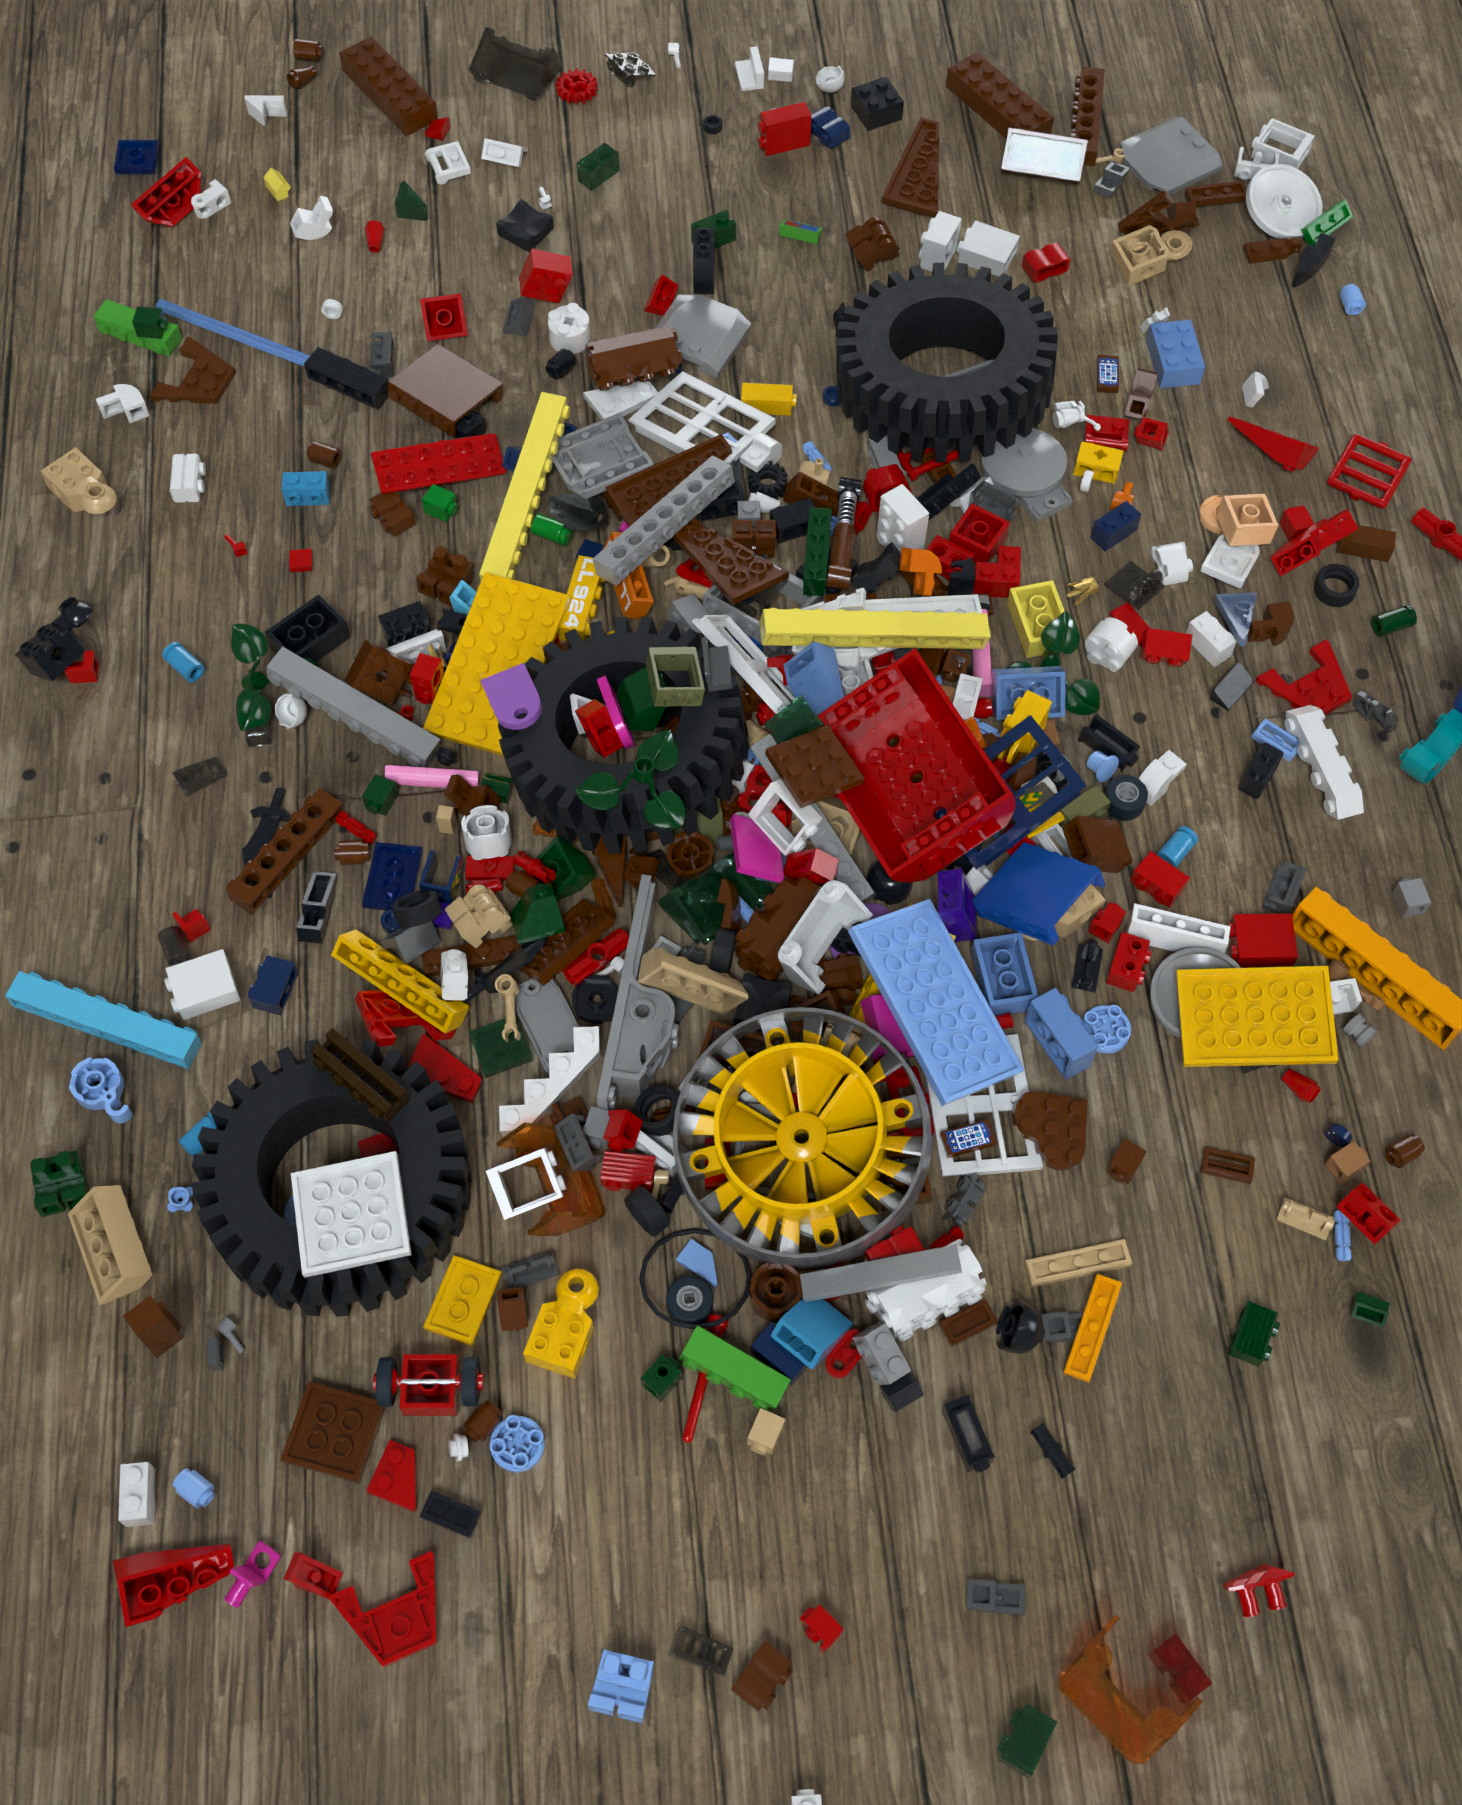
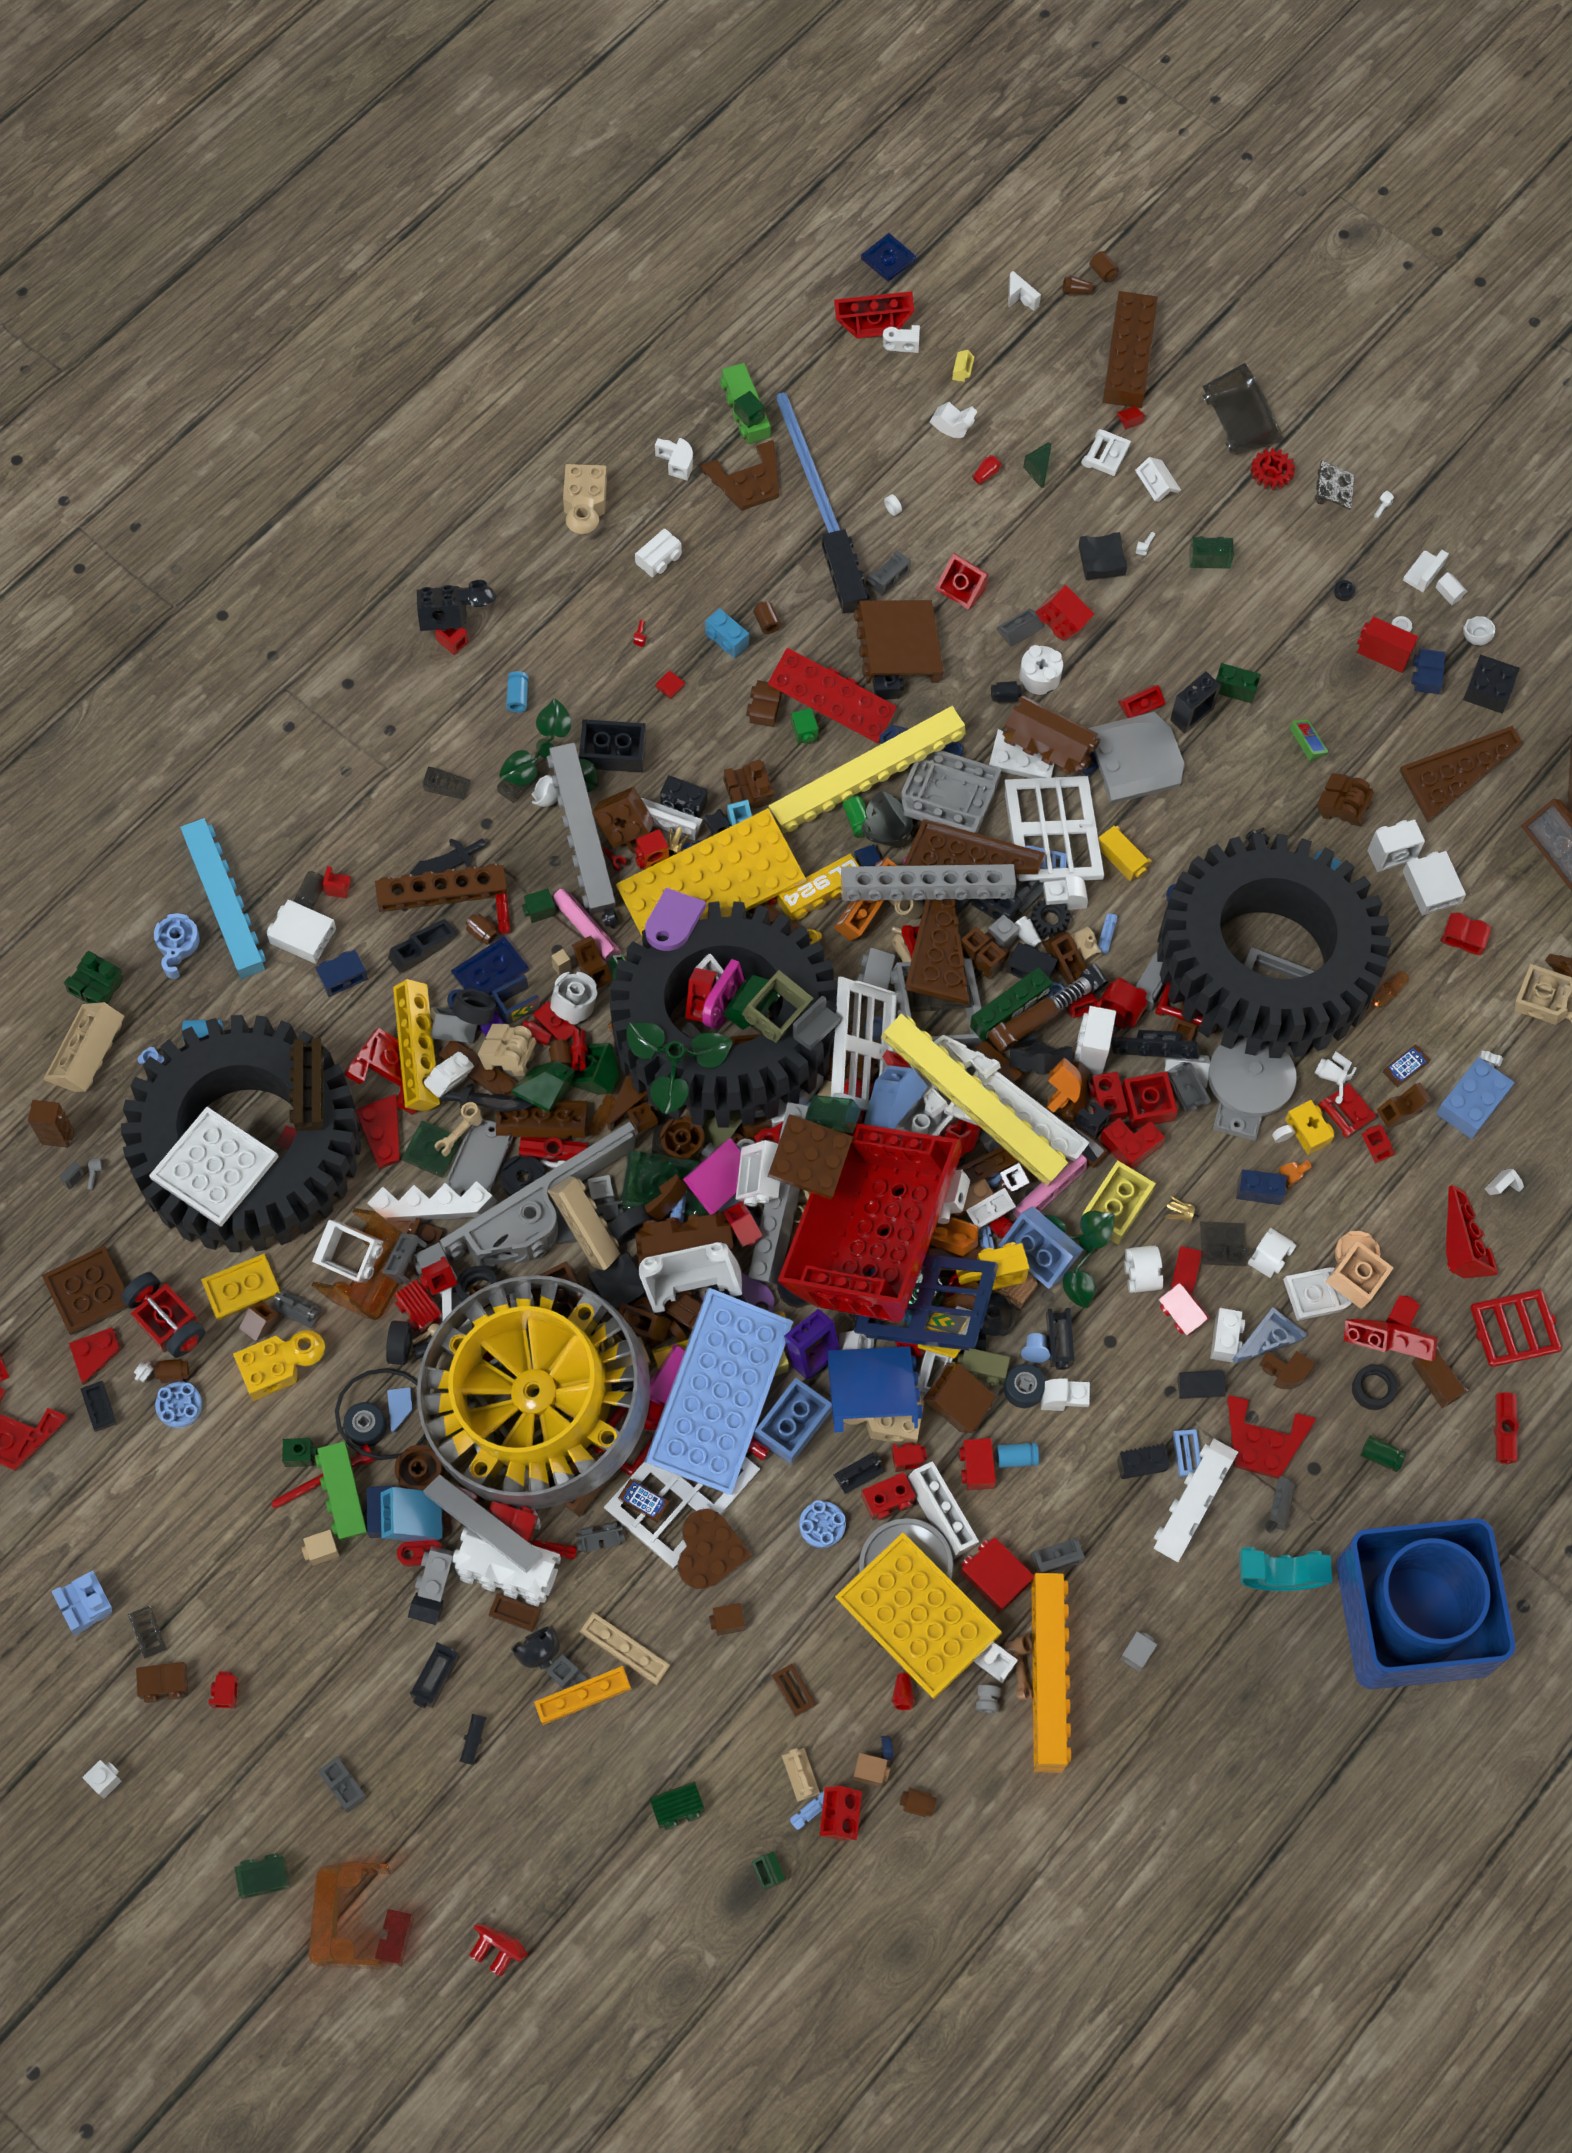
camera: 45 degrees right, 5 degrees up
(1061, 1033) = (782, 1496): medium blue brick -> none

